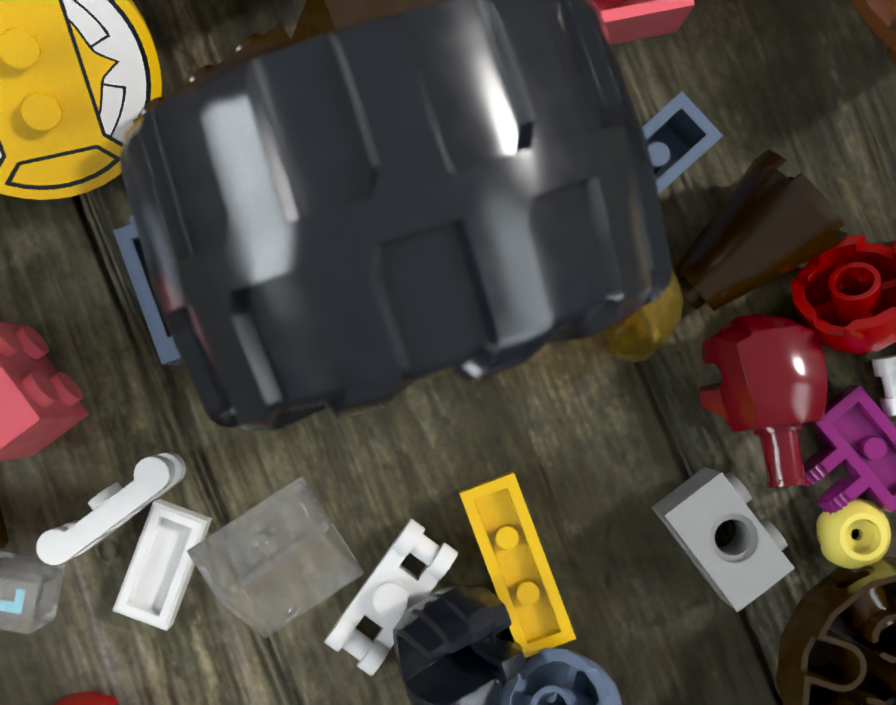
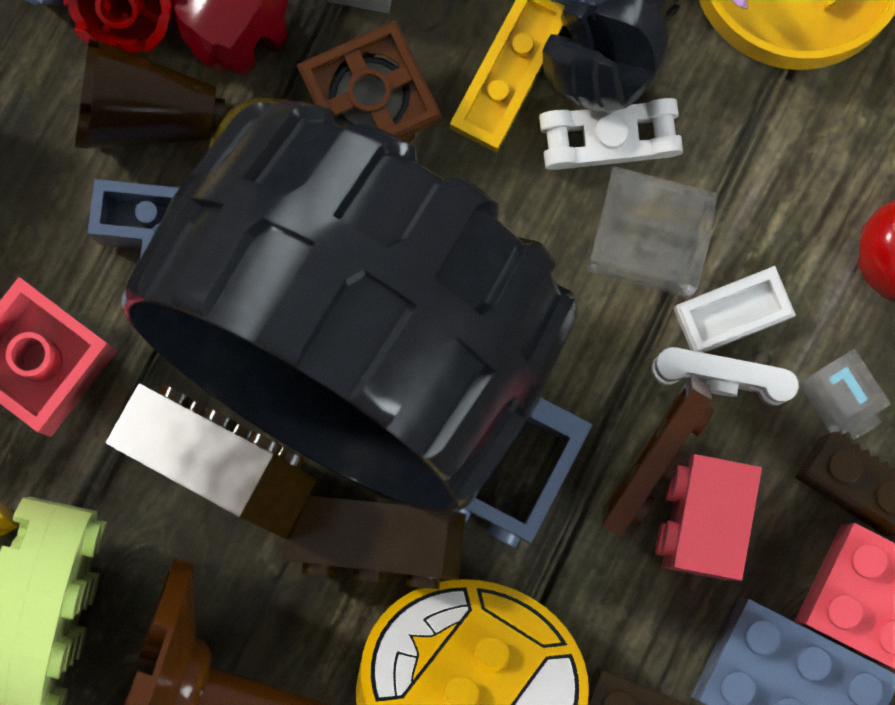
camera: 130 degrees left, 5 degrees down
(89, 396) = (659, 456): none -> reddish brown plate
(595, 428) = (371, 87): none -> reddish brown piece

